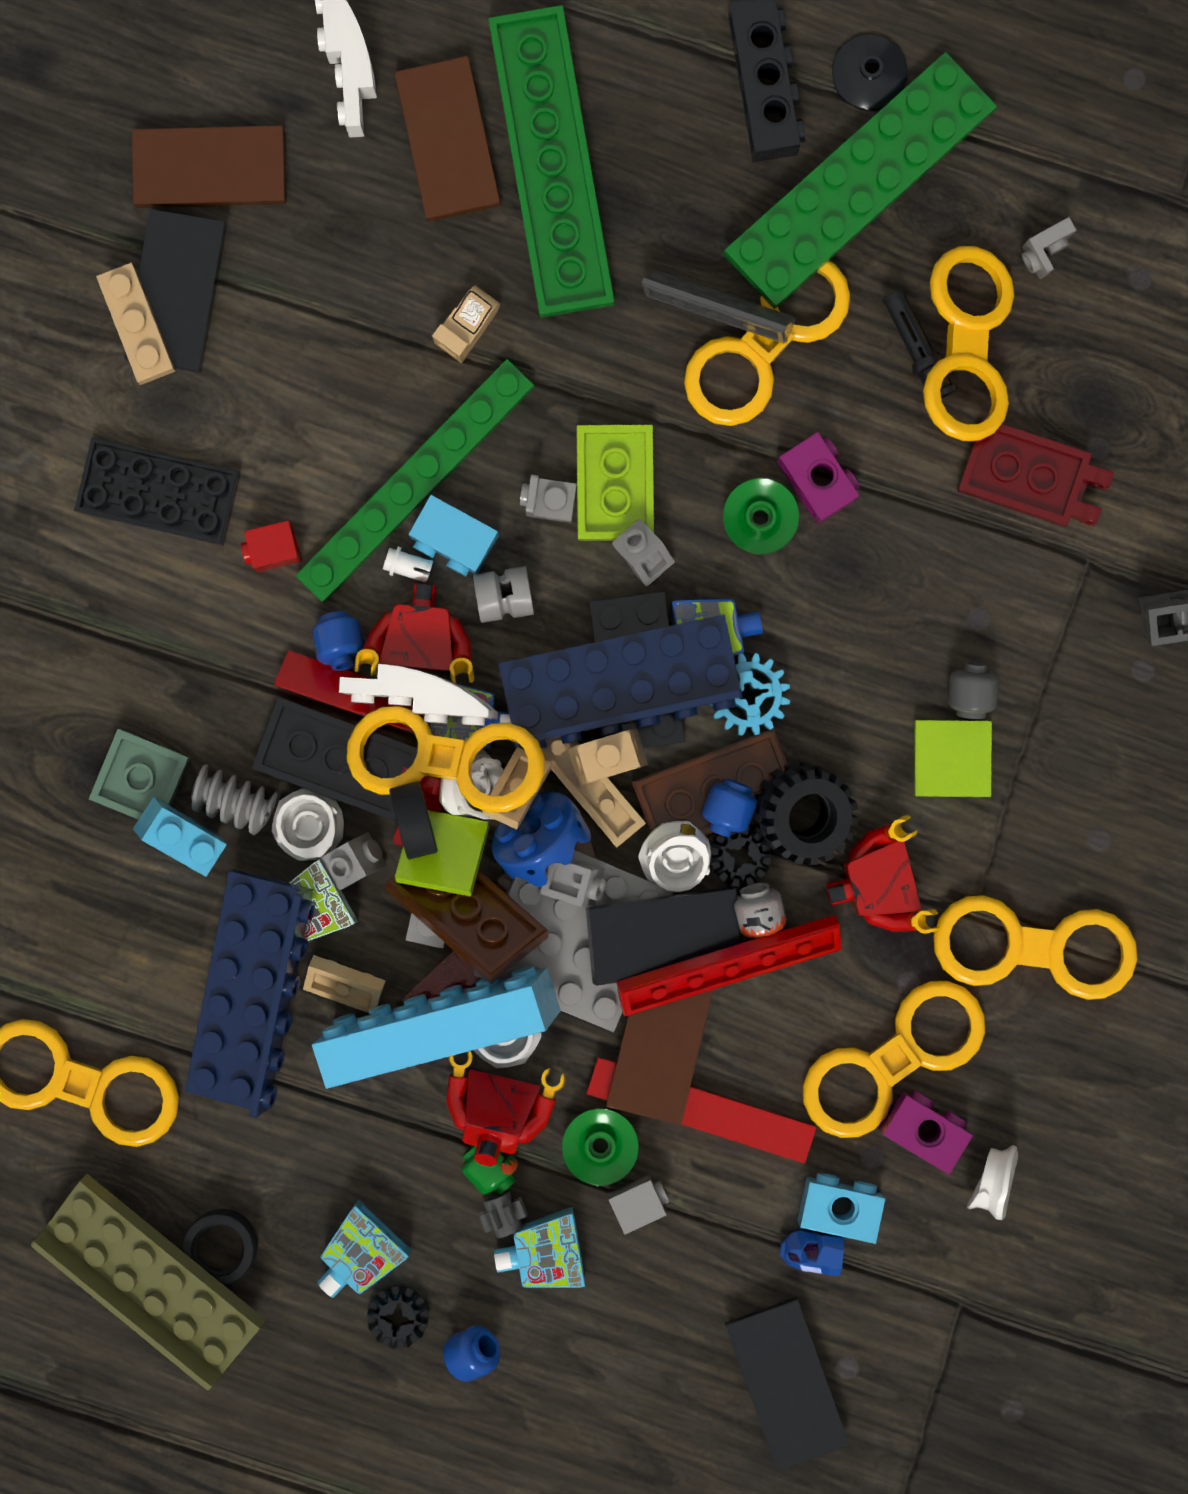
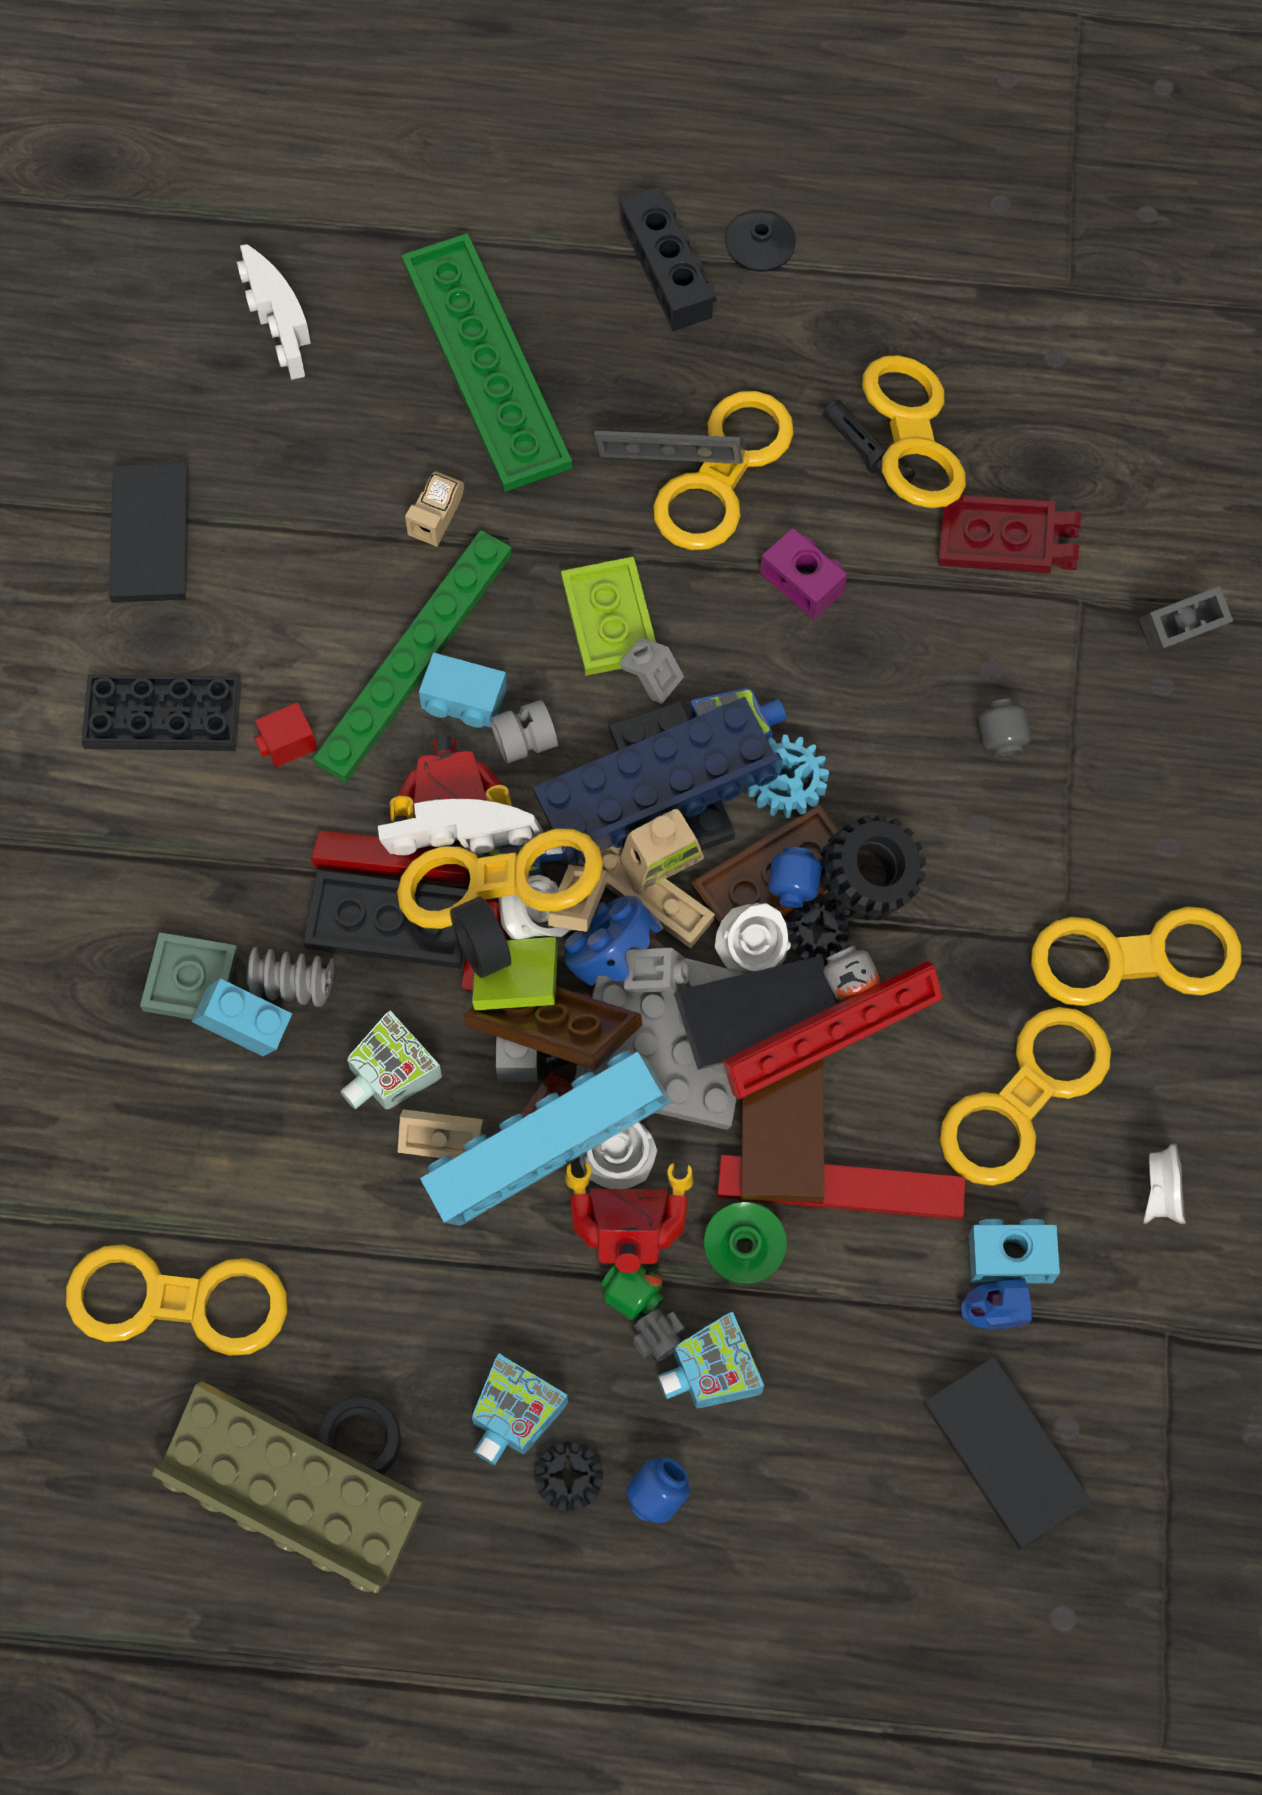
camera: 15 degrees left, 20 degrees down
(135, 323) = (116, 562): tan plate -> none
(208, 166) = (162, 425): reddish brown tile -> none
(250, 991) = (343, 1158): dark blue bracket -> none
(308, 824) = (370, 989): white hat -> none
(337, 640) = (366, 805): blue head -> none
(353, 861) = (425, 1007): light grey bracket -> none
(405, 564) = (422, 727): white pin -> none
(447, 138) = (384, 362): reddish brown tile -> none
(548, 499) = (548, 644): light grey bracket -> none
(638, 1203) = (799, 1293): light grey brick -> none
(769, 498) = (760, 602): green dish -> none
(859, 180) = (773, 324): green plate -> none
(882, 881) = (965, 919): red torso -> none
(939, 1150) = (1055, 1160): magenta brick -> none
(952, 758) = (1002, 798): lime tile -> none
(1050, 240) = (960, 340): light grey bracket -> none

